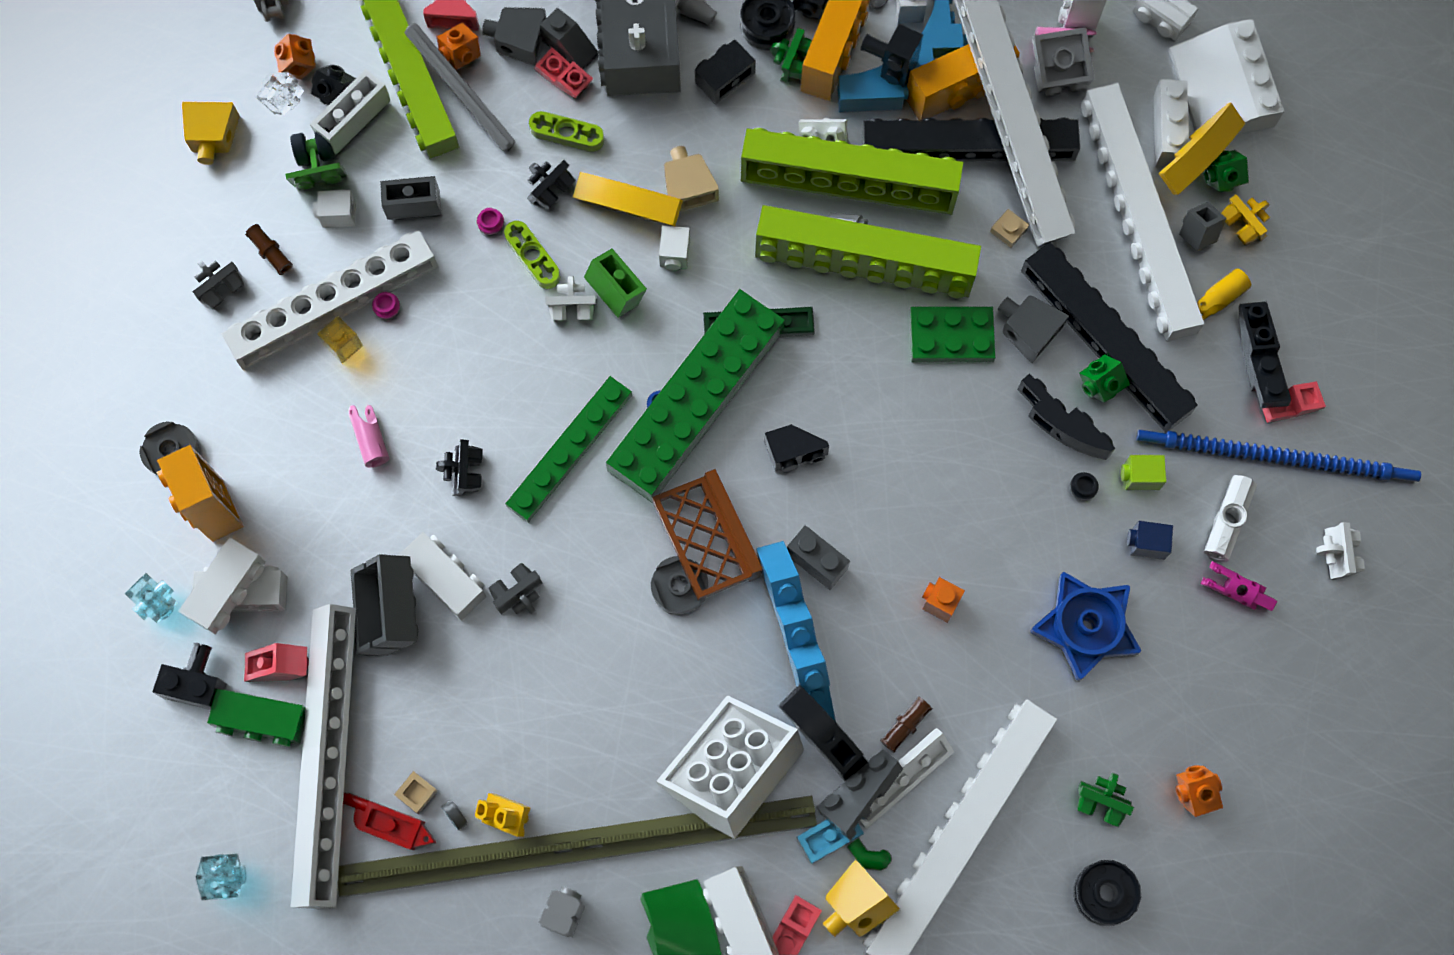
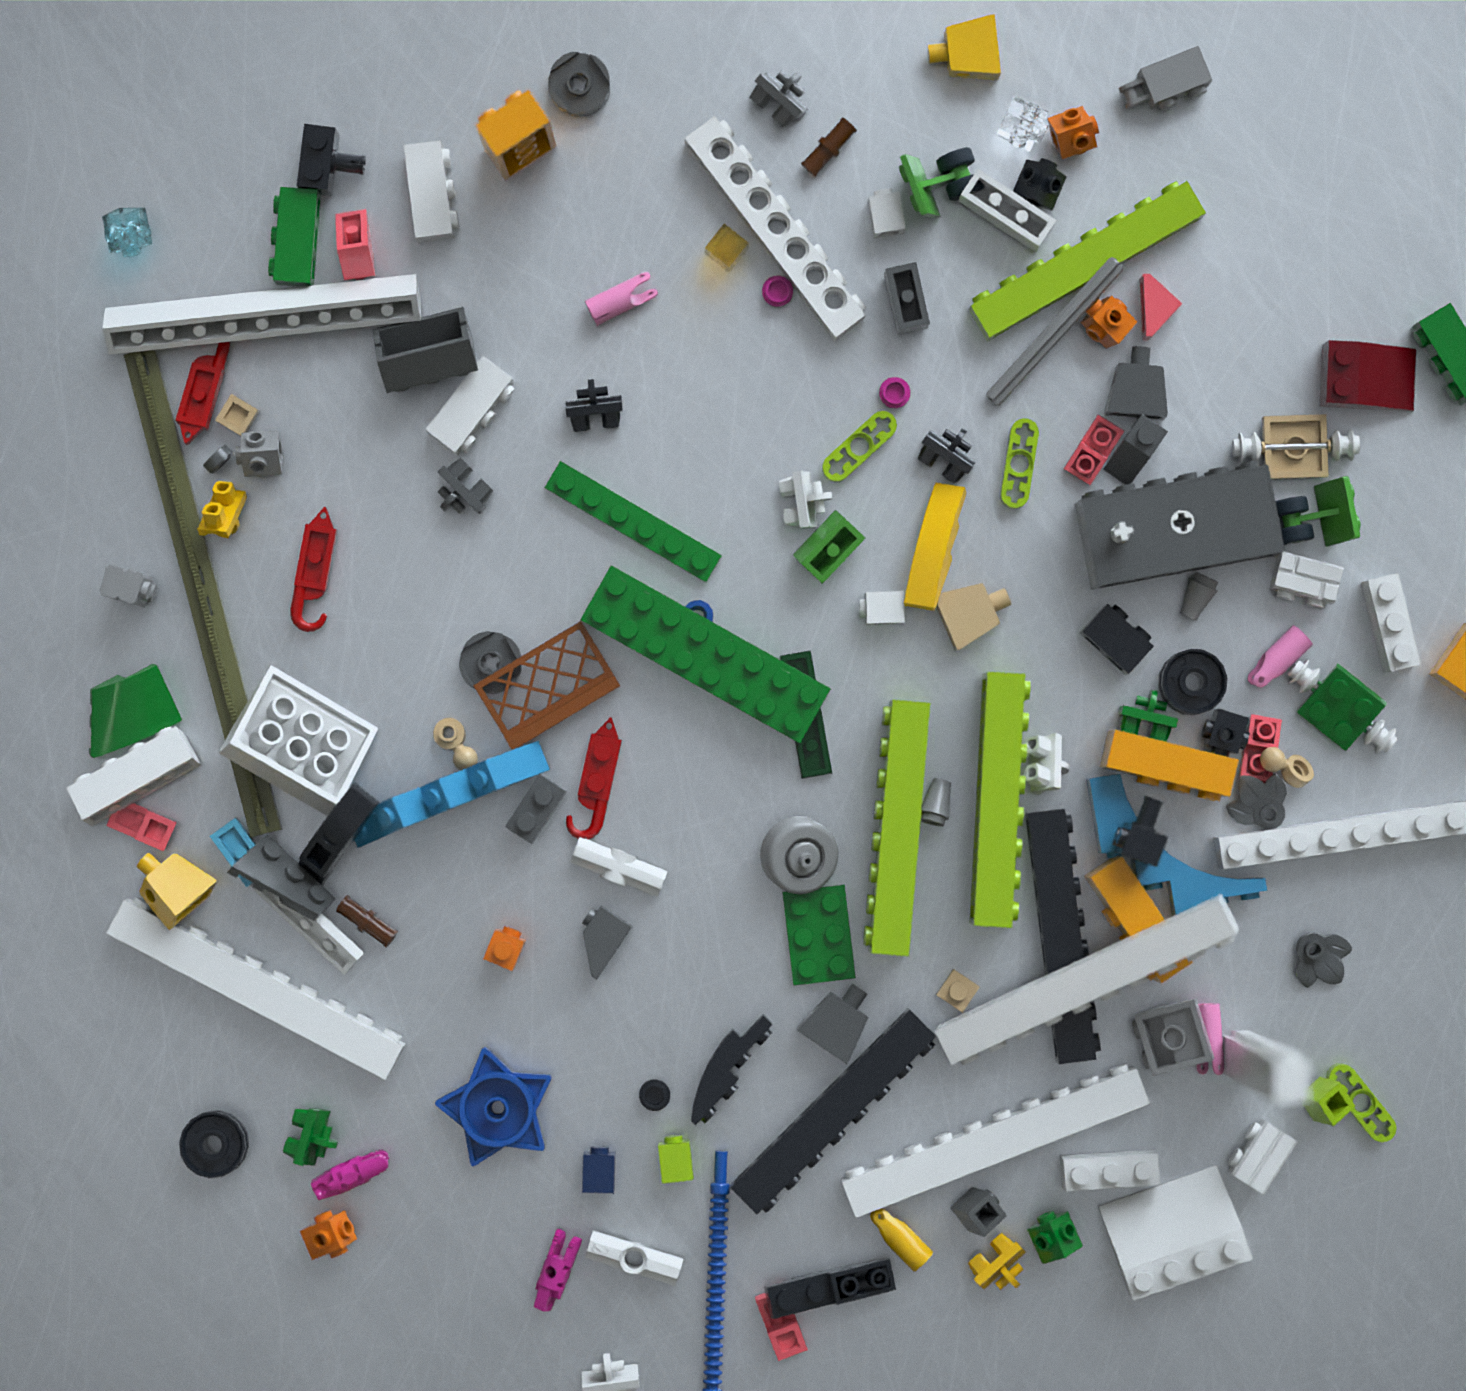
camera: 80 degrees right, 15 degrees up
(152, 598) = (407, 90): clear light blue brick -> none
(223, 586) = (422, 177): white brick -> none
(455, 772) = (260, 453): none -> light grey brick
(571, 737) = (313, 568): none -> red plate
(763, 618) = (463, 755): none -> tan plate
(794, 446) = (661, 767): black slope -> none
(795, 504) = (597, 778): none -> red plate
(869, 859) = (222, 896): green arm -> none
(876, 493) = (618, 866): none -> white piece
(882, 336) = (799, 855): none -> light grey wheel
(941, 513) = (603, 937): none -> dark grey slope
(1104, 378) = (778, 1108): green brick -> none
(1142, 765) = (350, 1174): none -> dark pink hinge
(1202, 148) = (1070, 1207): yellow slope -> none

